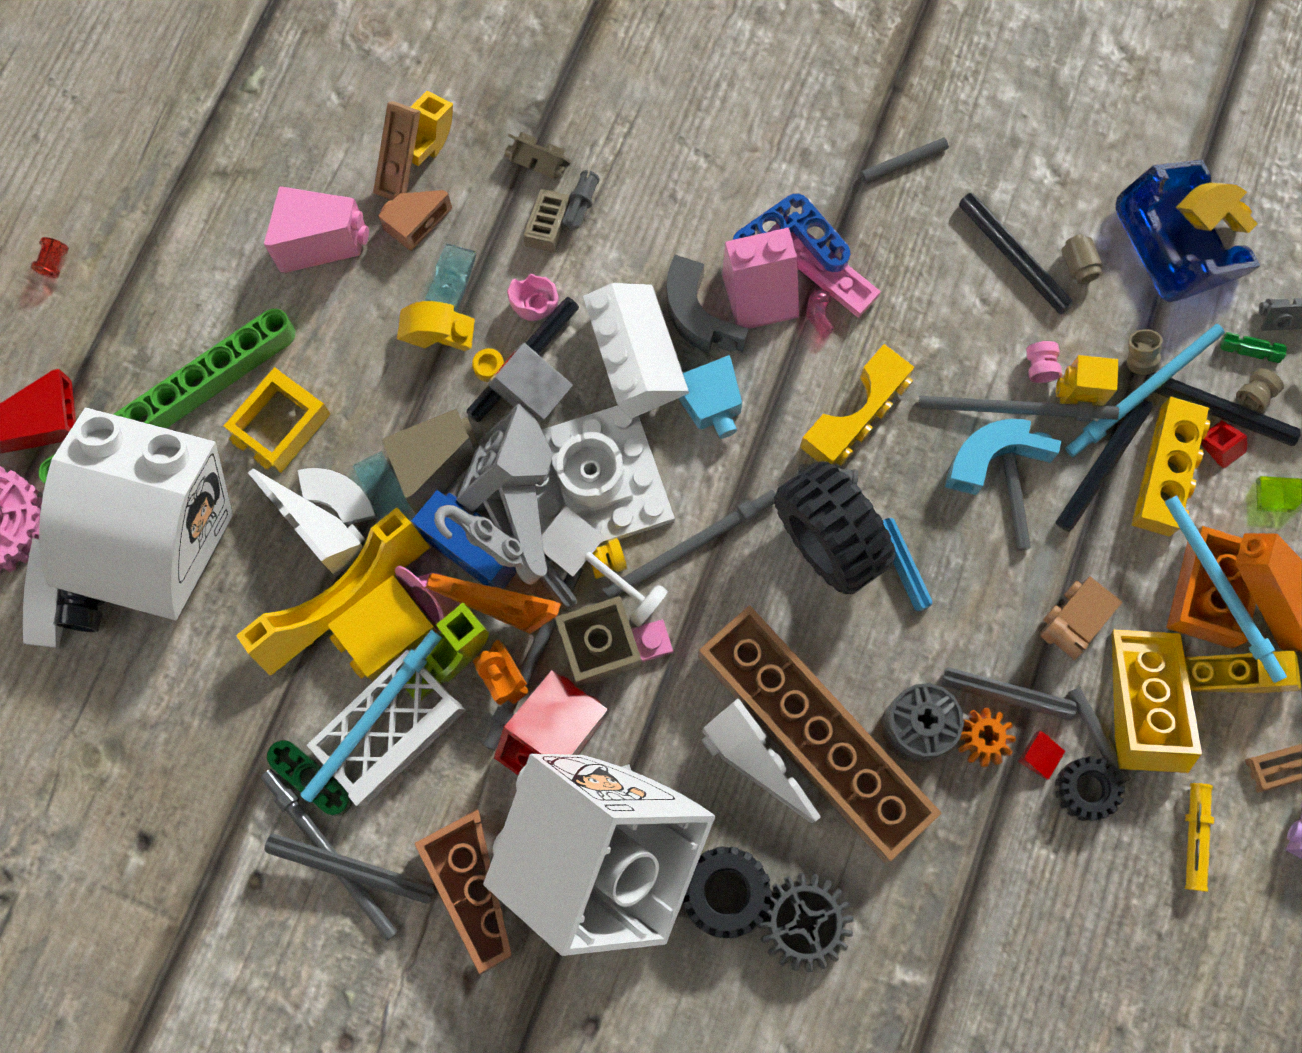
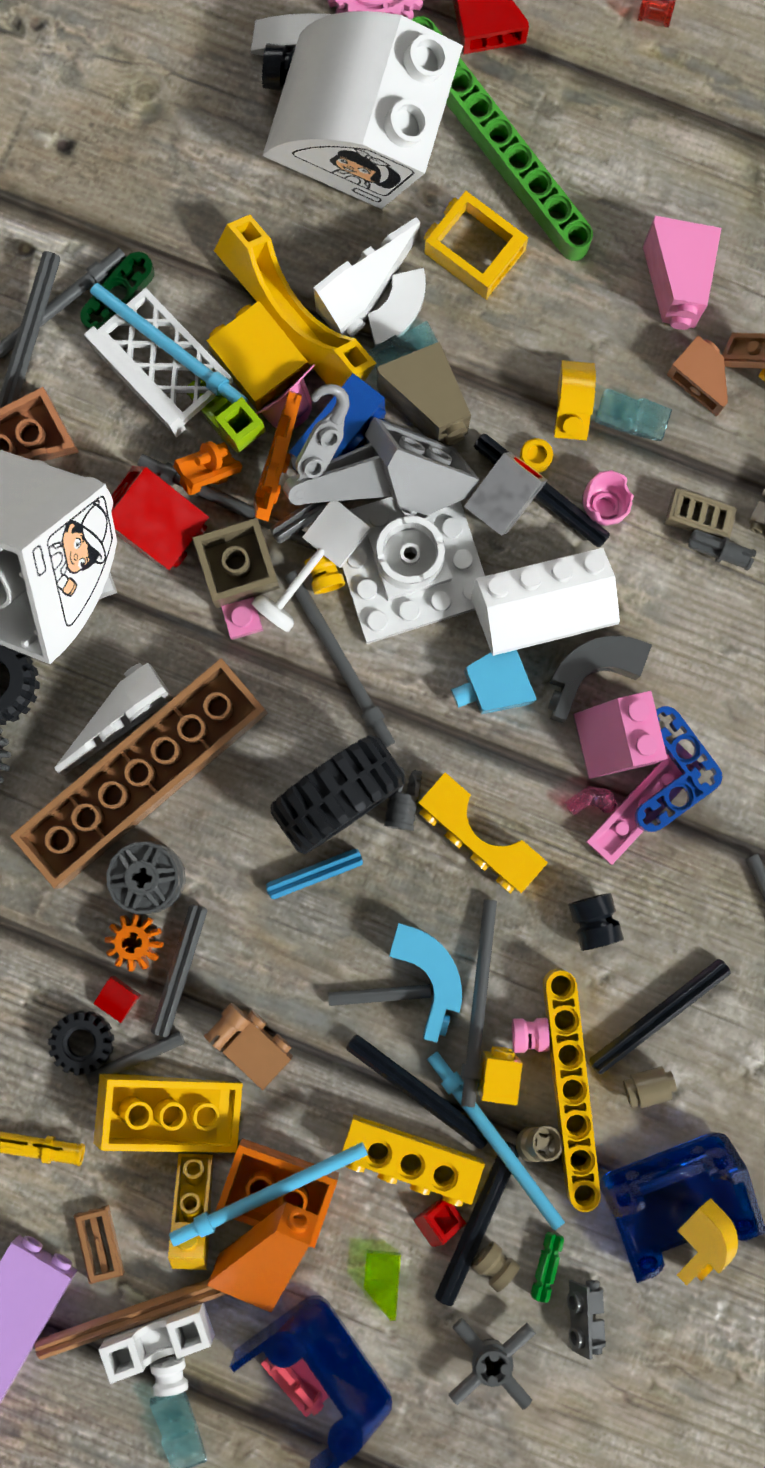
camera: 90 degrees right, 10 degrees up
(939, 303) = (596, 921): none -> black wheel
(1101, 317) = (576, 1105): none -> yellow beam

